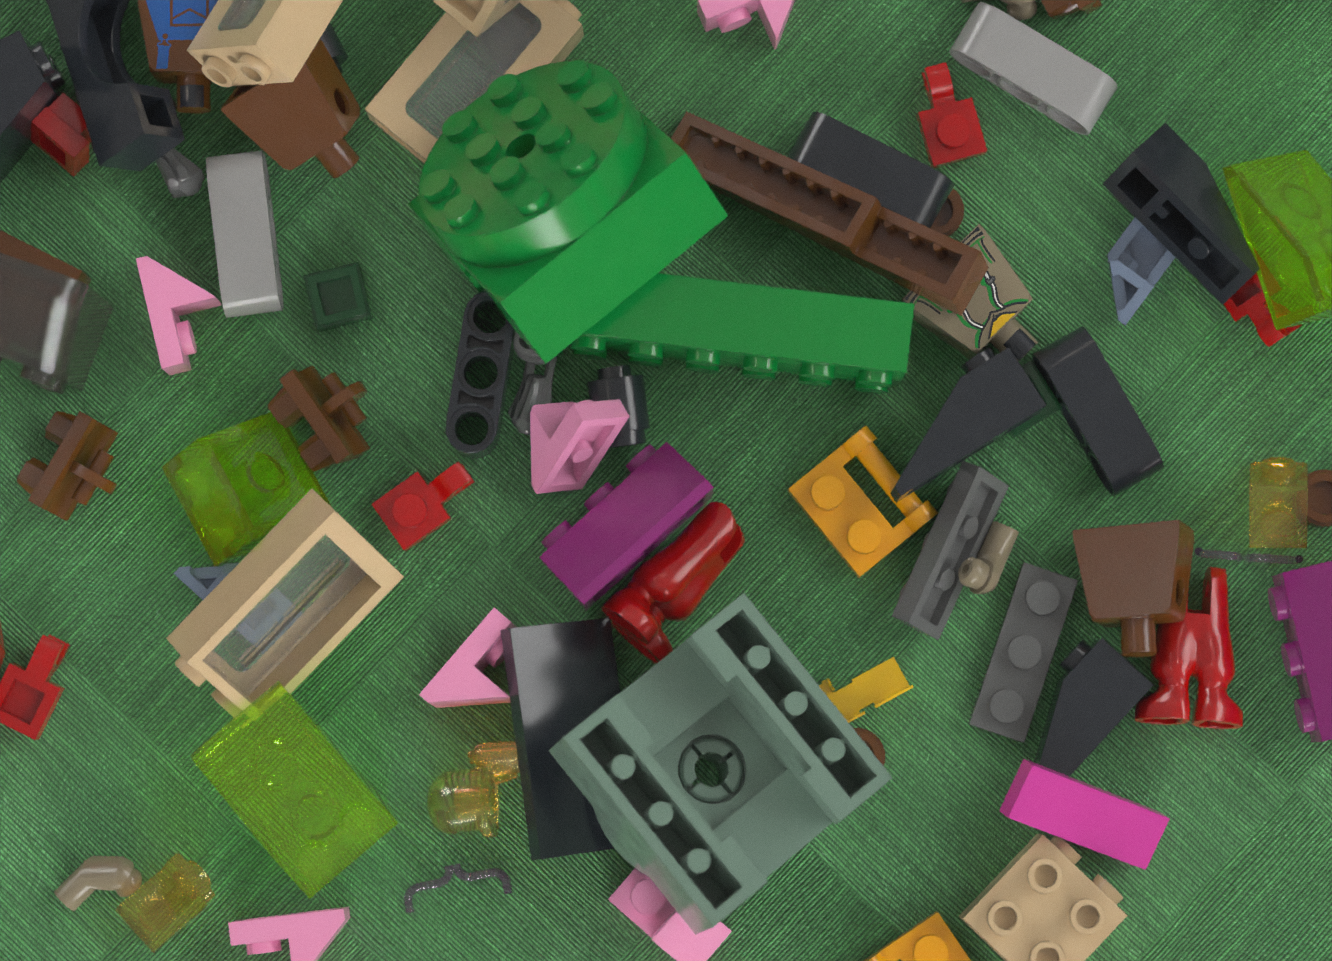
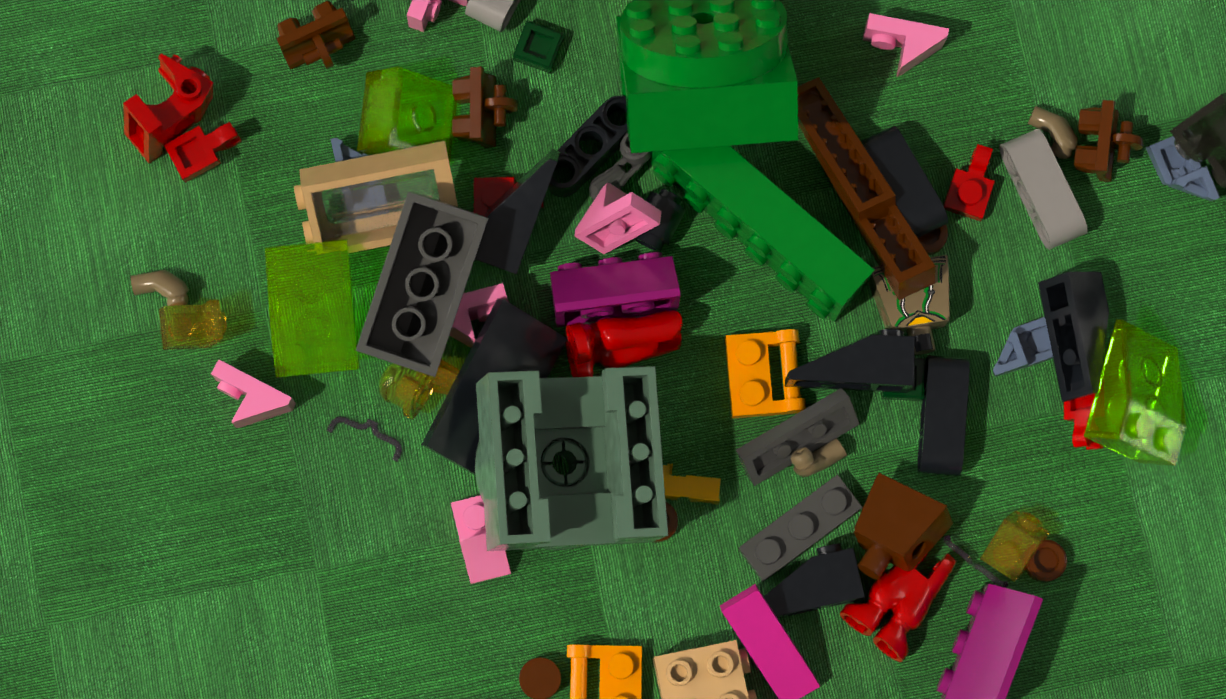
camera: 30 degrees right, 5 degrees down
(405, 675) = (421, 283): none -> dark grey slope
(451, 523) = (514, 217): none -> black slope

